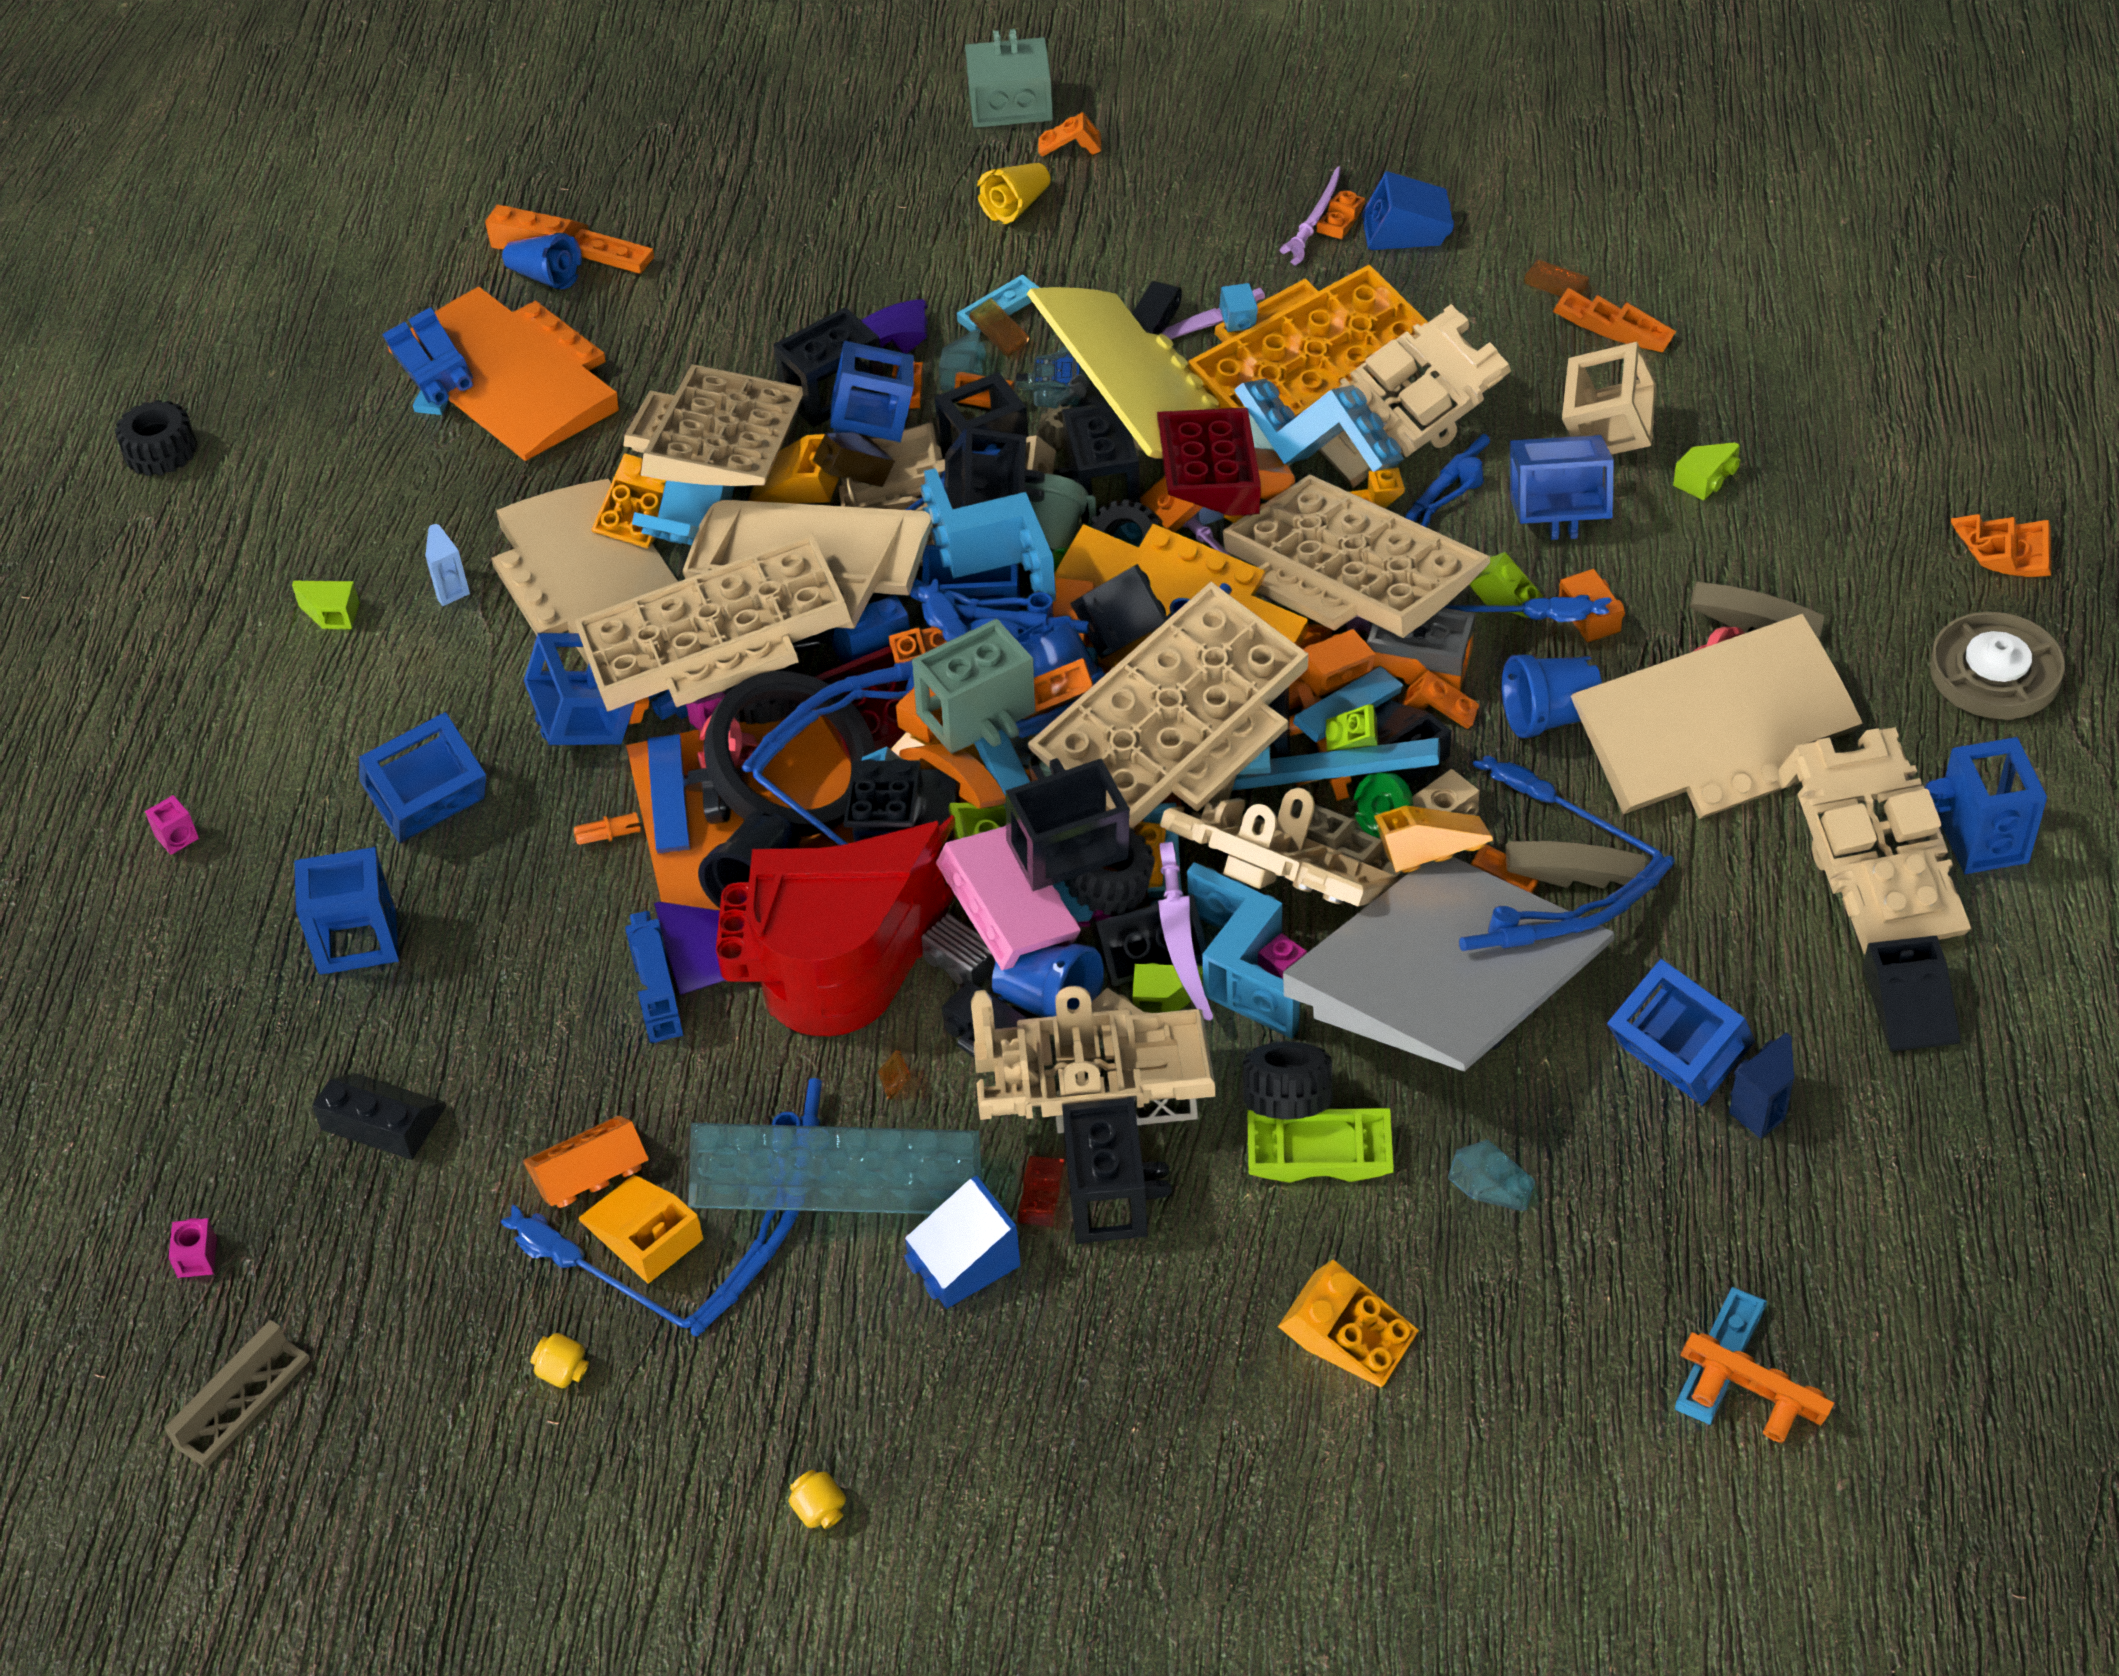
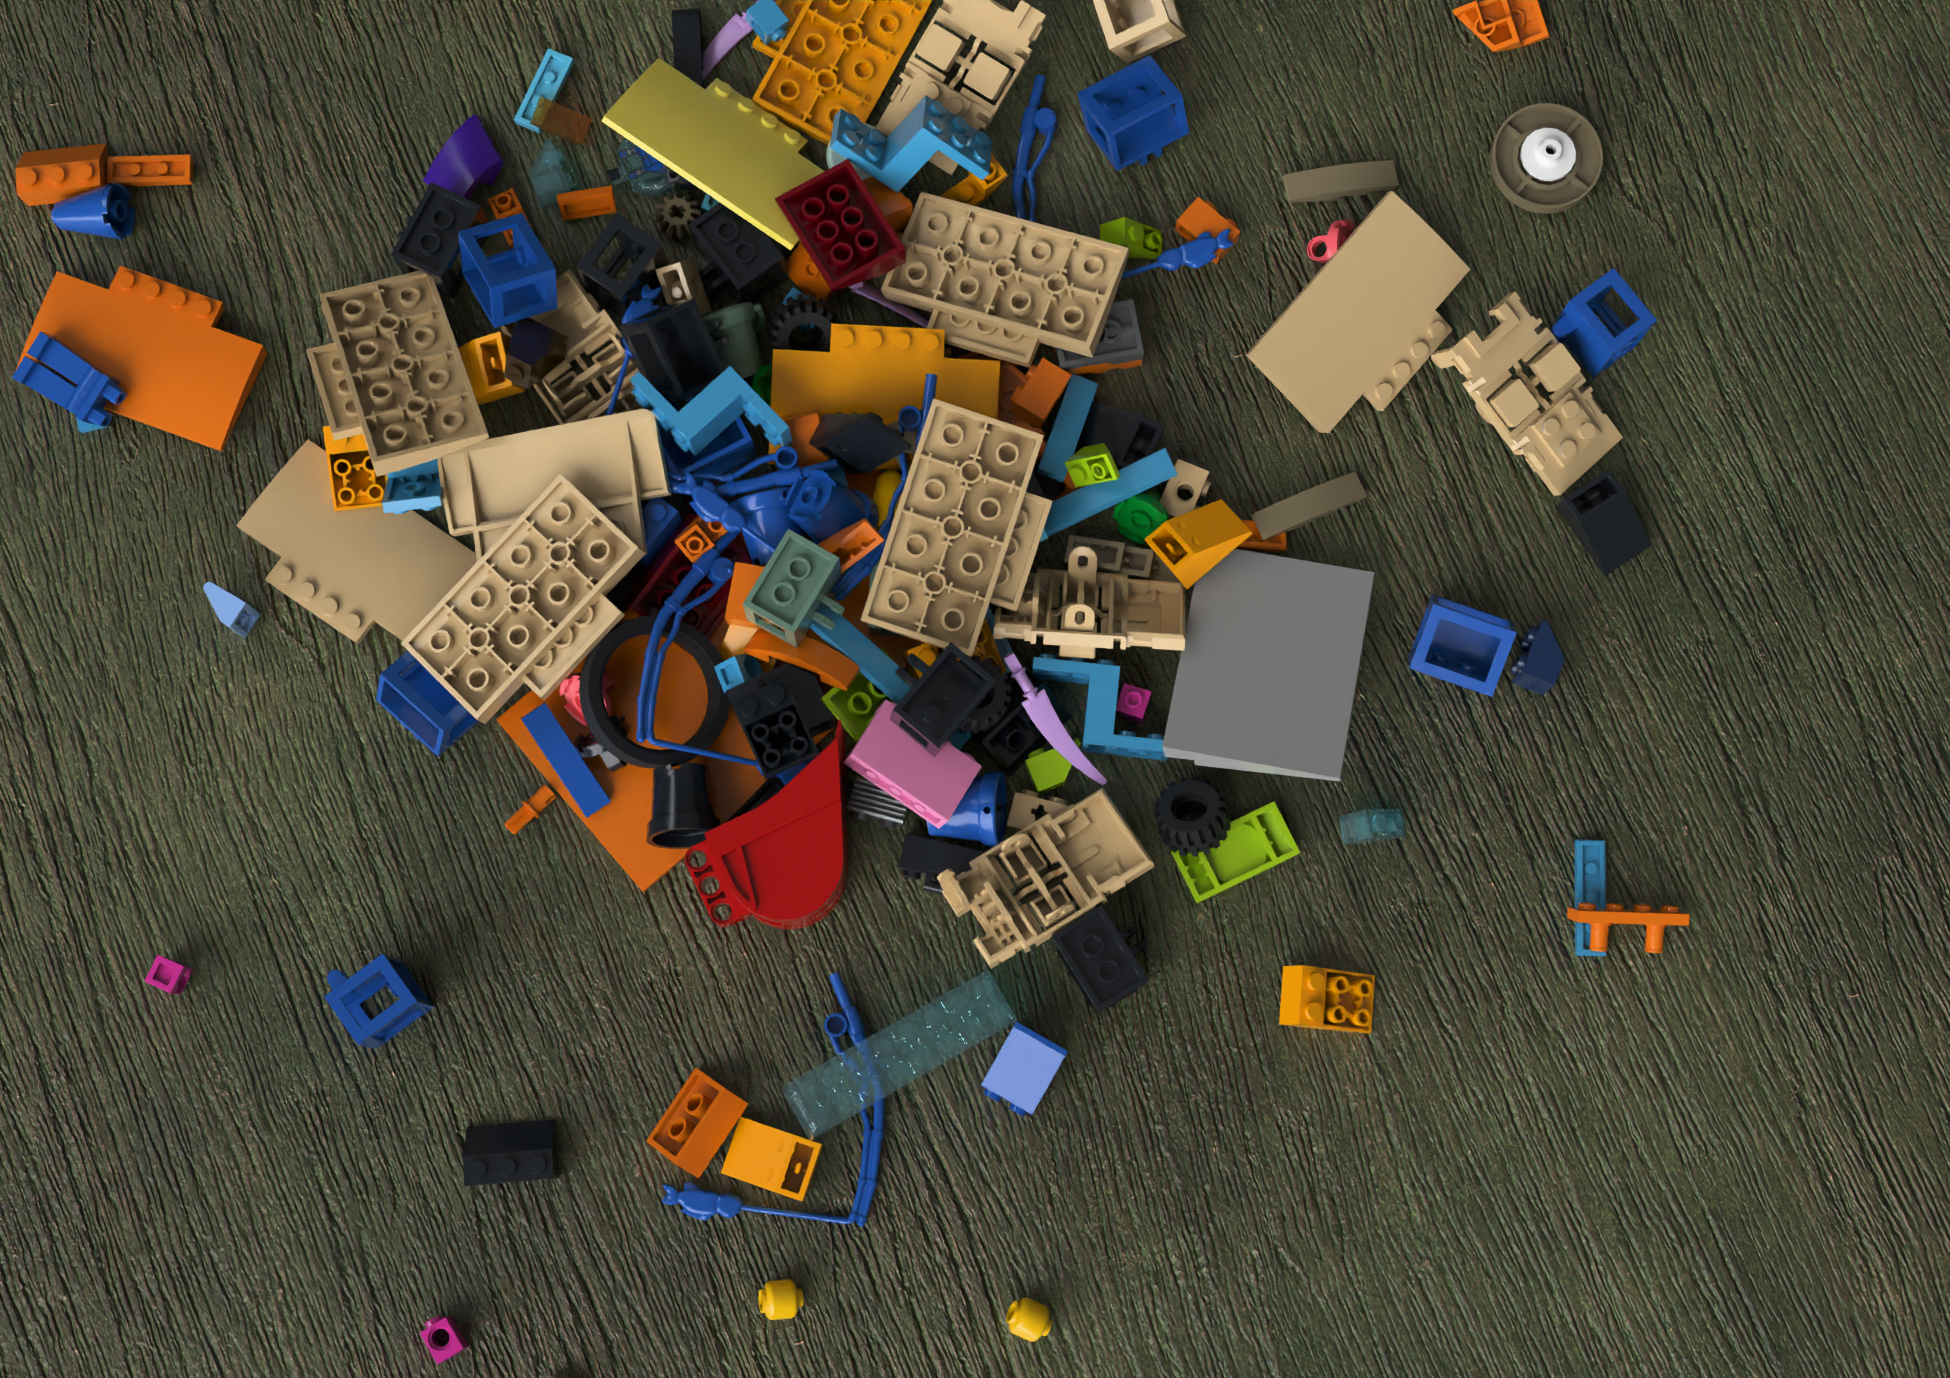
camera: 30 degrees left, 30 degrees up
(328, 602) = (151, 685): lime slope -> none
(424, 783) = (357, 843): blue piece -> none
(651, 963) = (638, 919): blue hips -> none
(690, 944) = (669, 891): dark purple slope -> none
(894, 1074) = (889, 936): clear orange slope -> none
(1041, 1191) = (1050, 986): clear red slope -> none
(1442, 696) = (1130, 383): orange bracket -> none
(1504, 921) = (1298, 609): blue piece -> none
(1540, 691) = (1218, 348): blue piece -> none
(1706, 468) = (1235, 37): lime slope -> none

